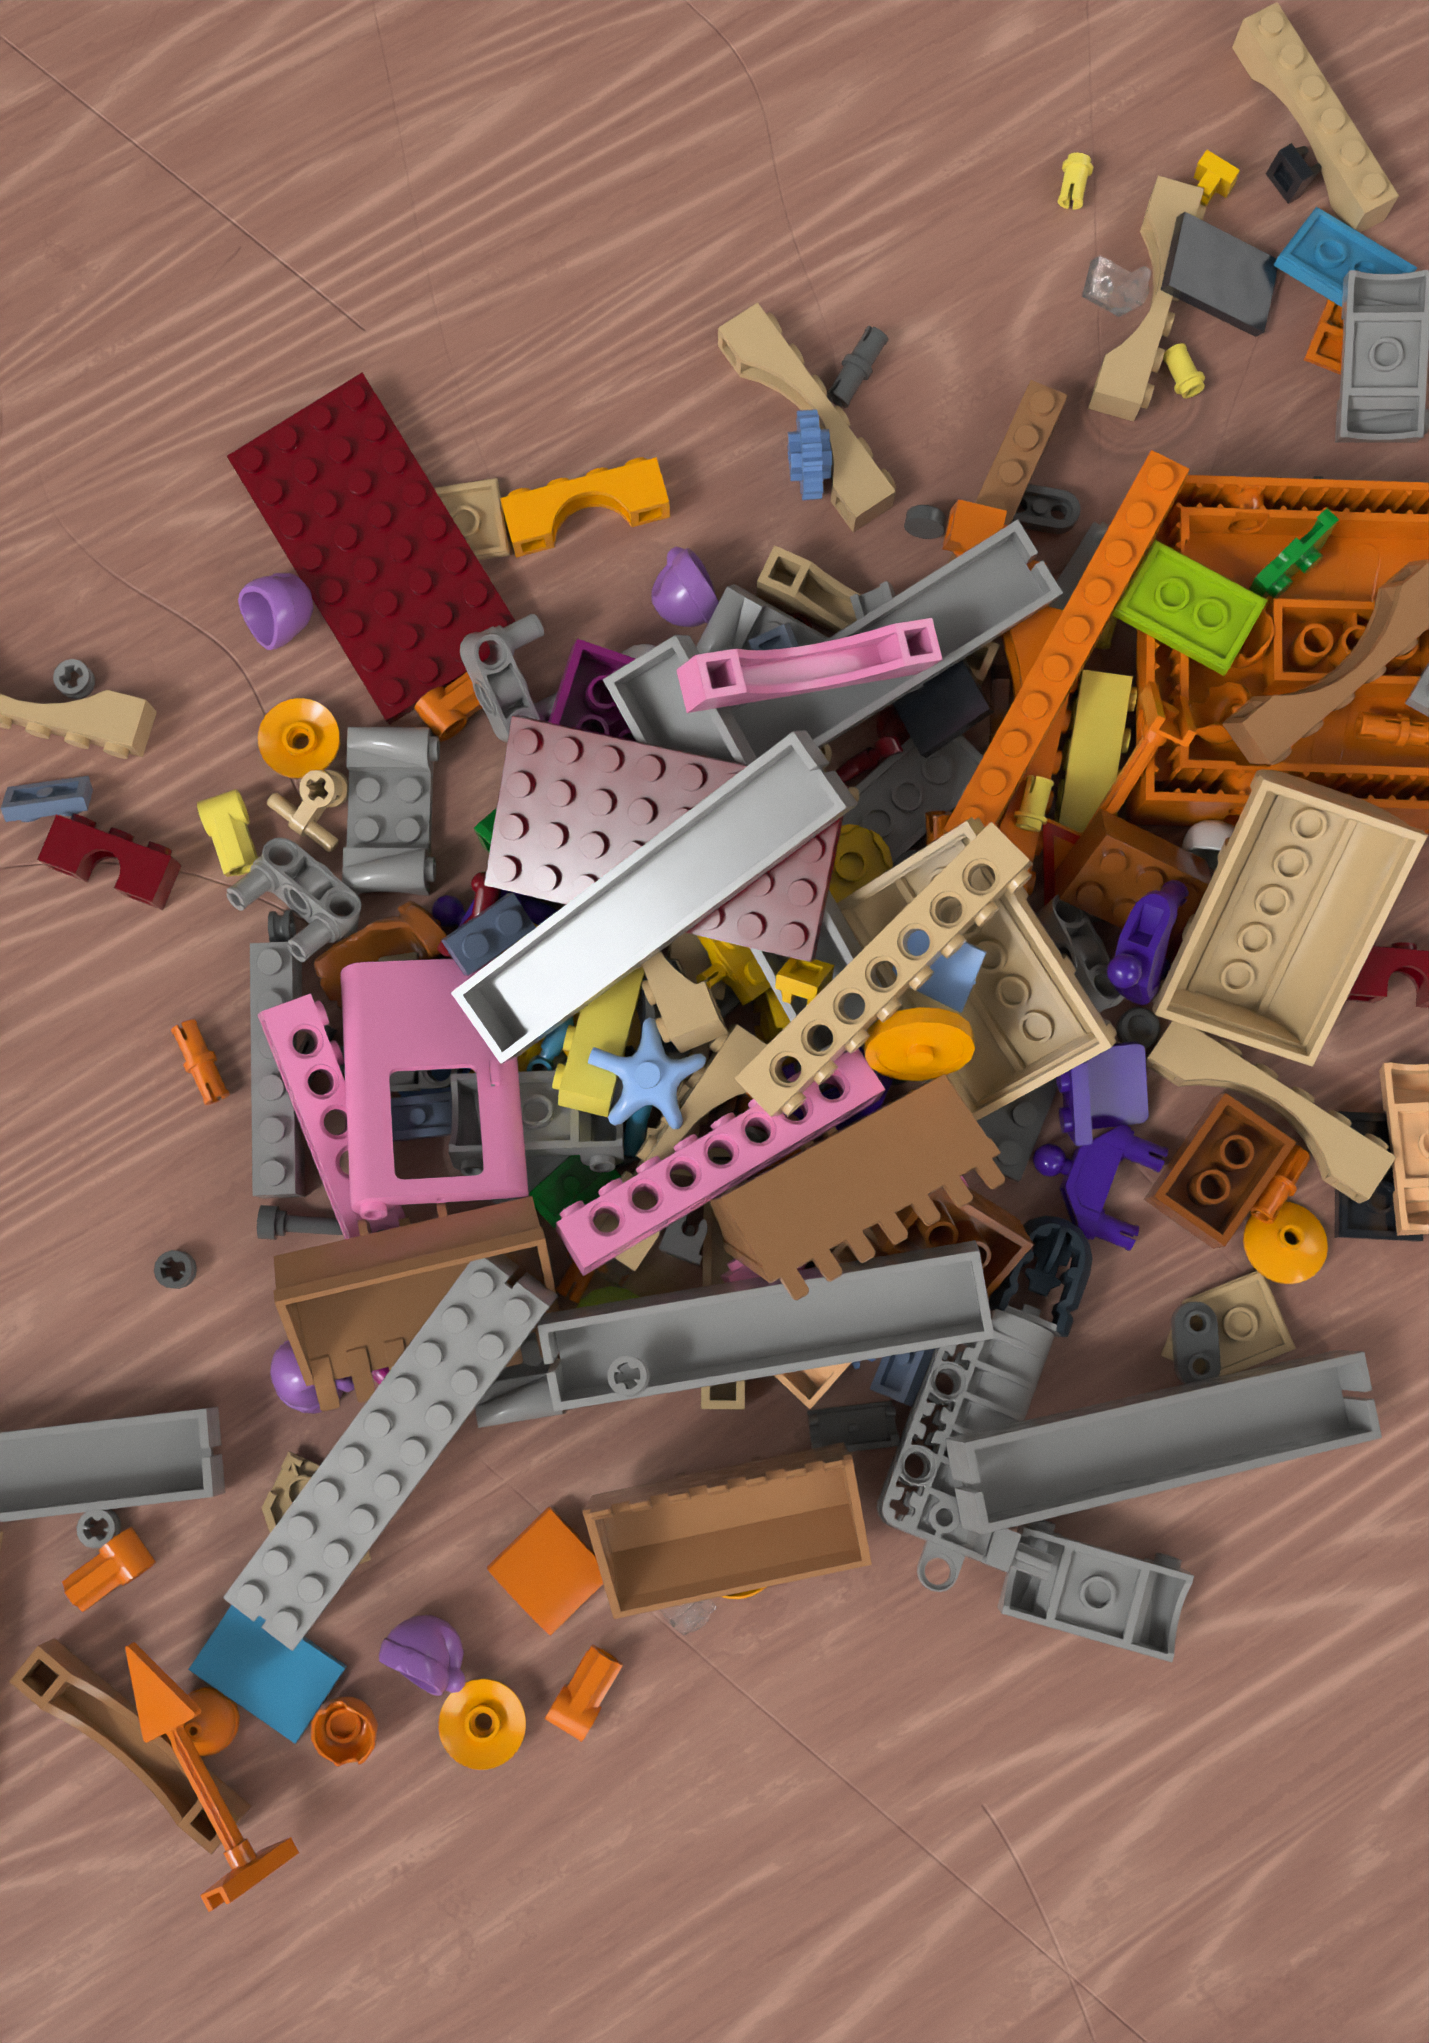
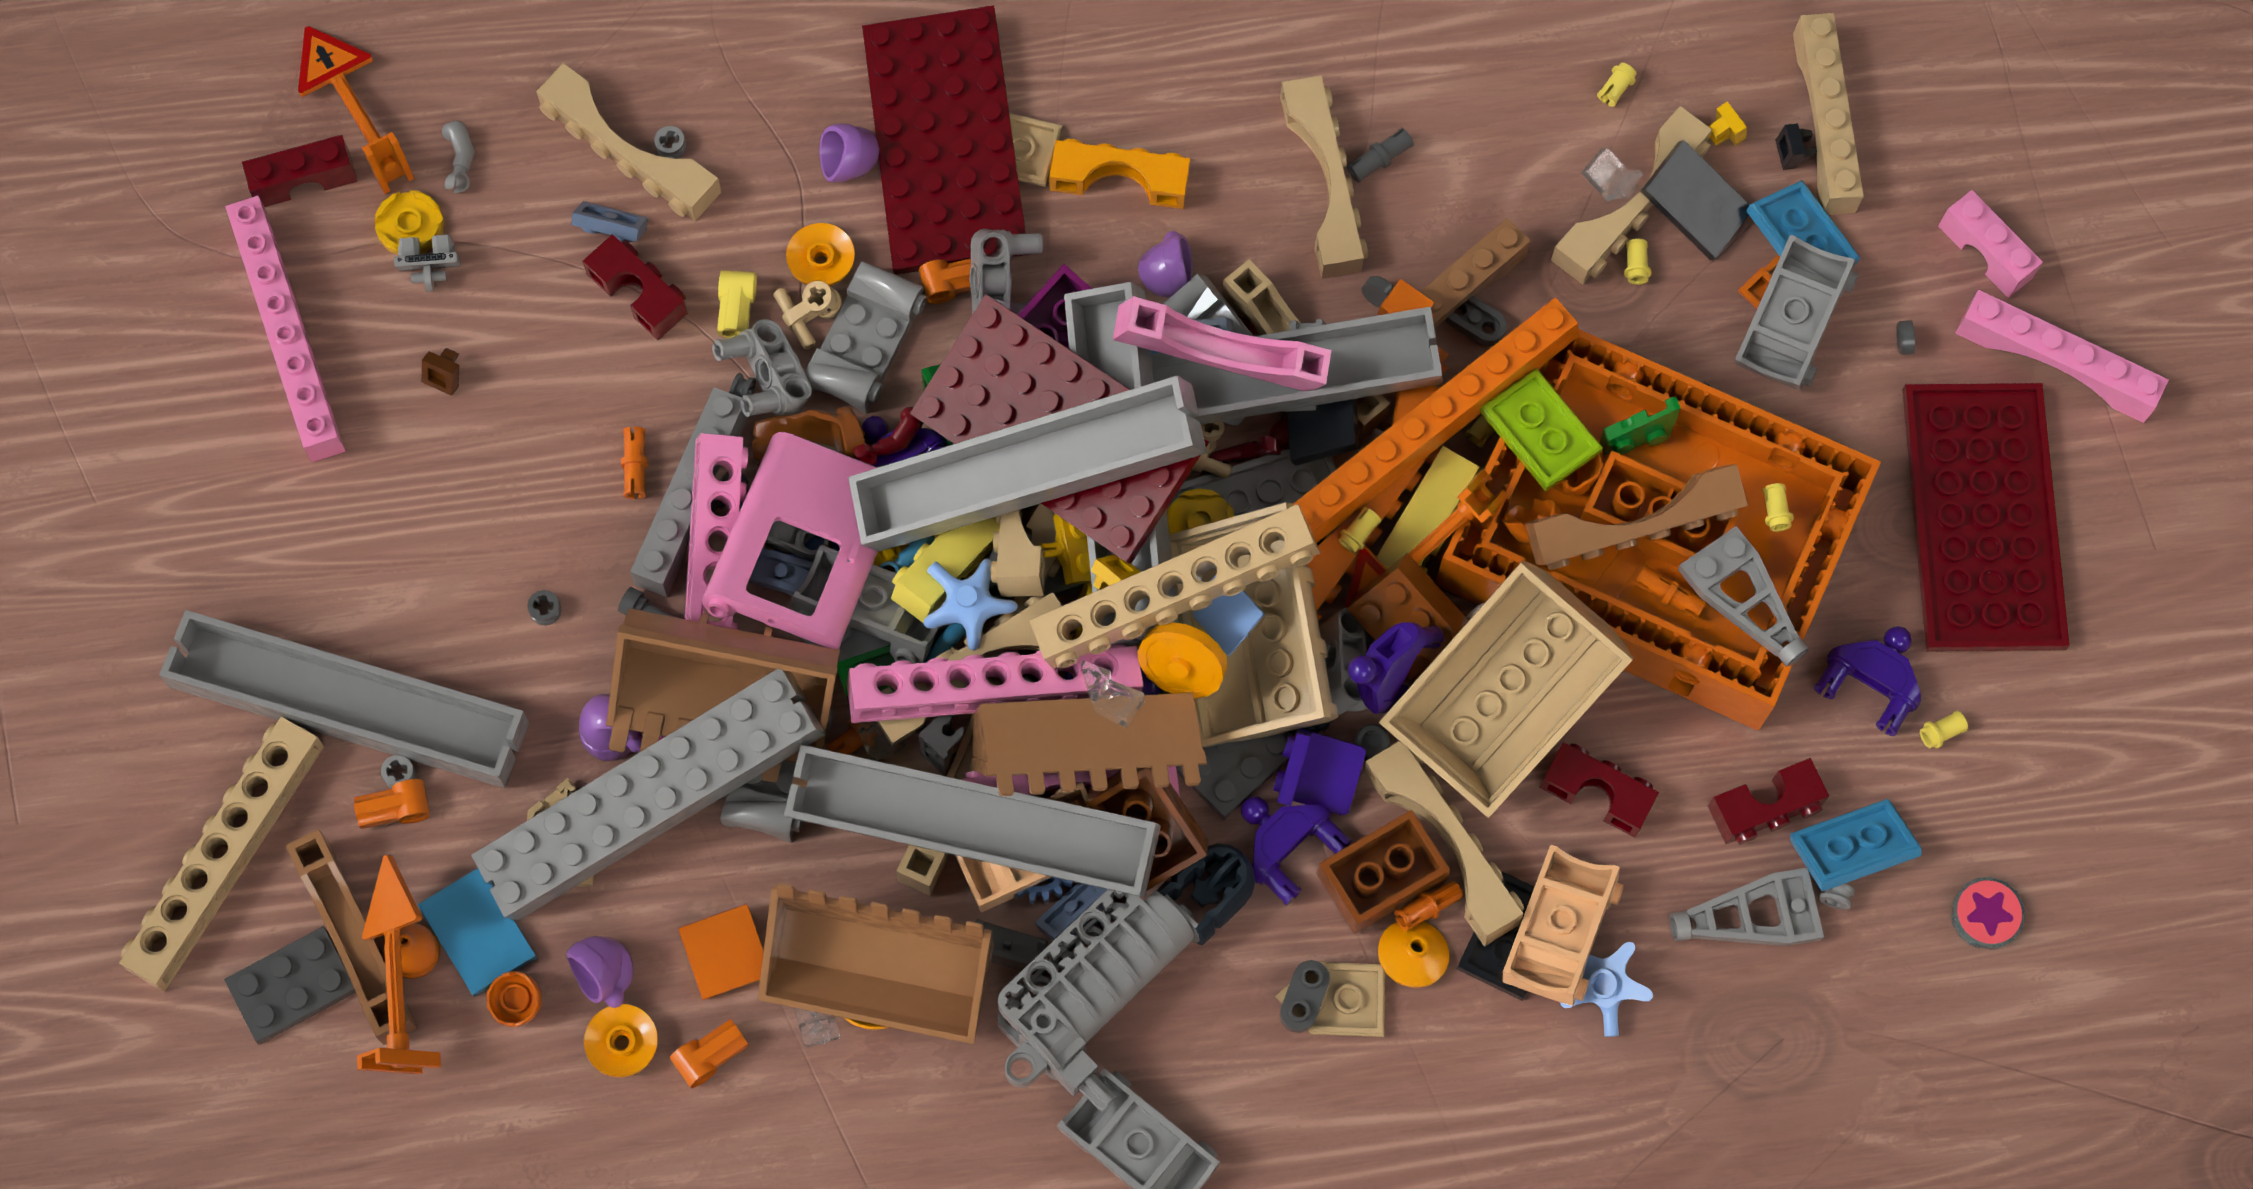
camera: 20 degrees right, 10 degrees down
(86, 1823) = (290, 985): none -> dark grey plate
(488, 934) = (893, 449): sand blue plate -> none
(623, 1388) = (843, 801): light grey bush -> none
(809, 454) = (1308, 204): medium blue gear -> none
(860, 1124) = (1109, 697): none -> clear slope
(1160, 1440) = (1241, 1040): light grey piece -> none

